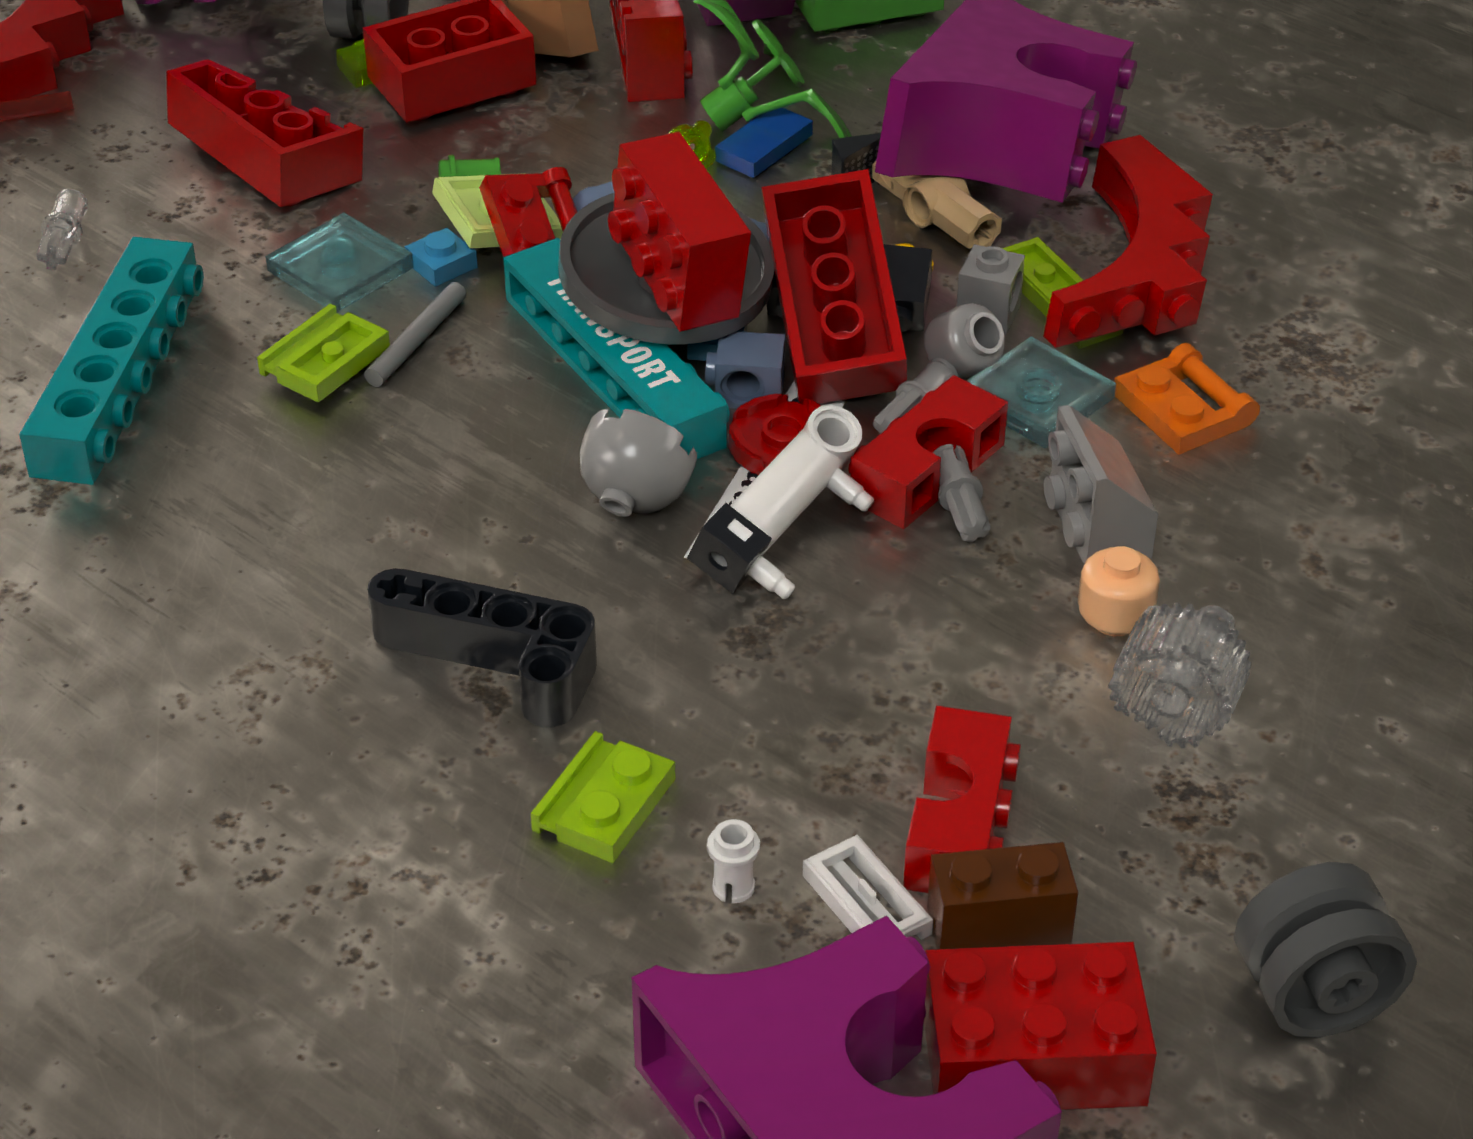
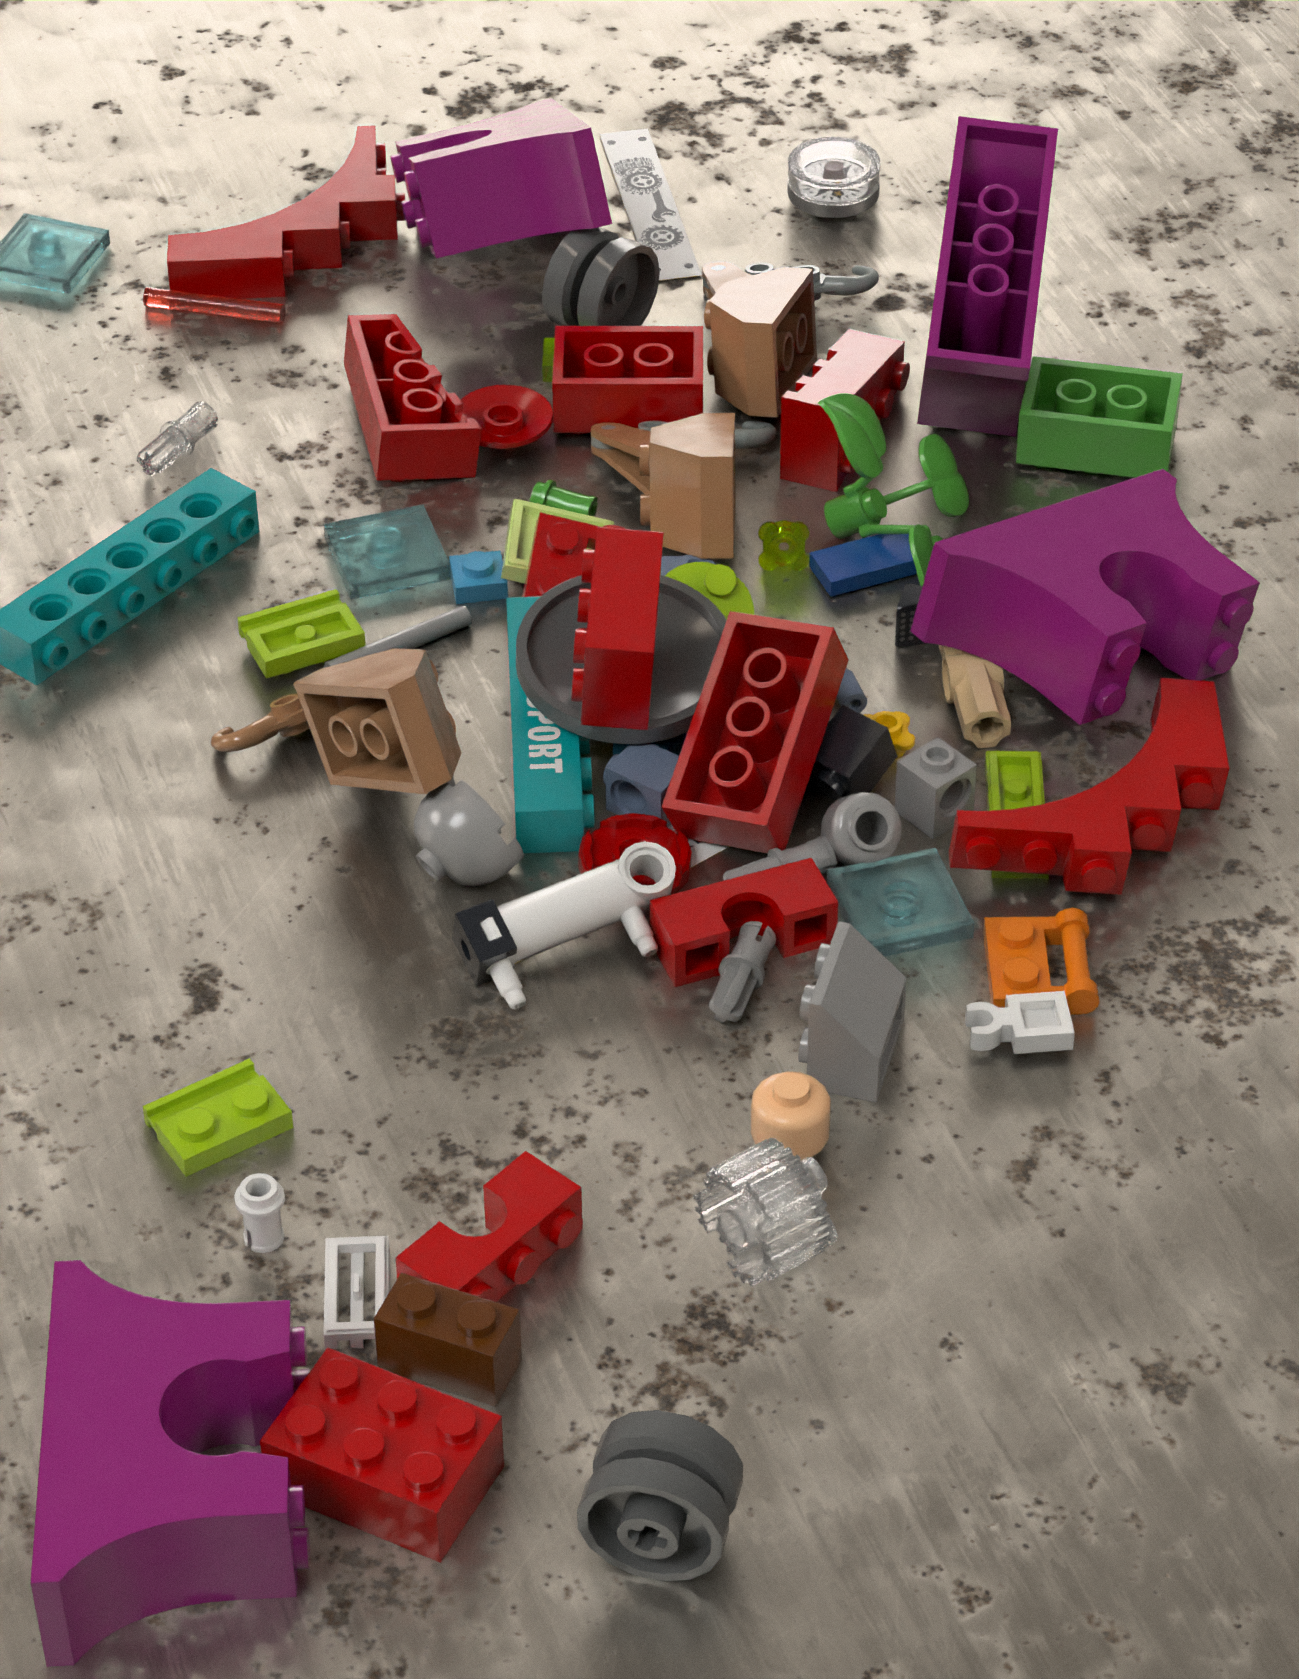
camera: 30 degrees right, 0 degrees up
(374, 111) = (508, 415): none -> red dish
(490, 389) = (372, 722): none -> medium nougat slope
(492, 629) = (260, 961): black beam -> none
(590, 103) = (684, 475): none -> medium nougat slope
(1226, 443) = (1028, 1021): none -> white plate

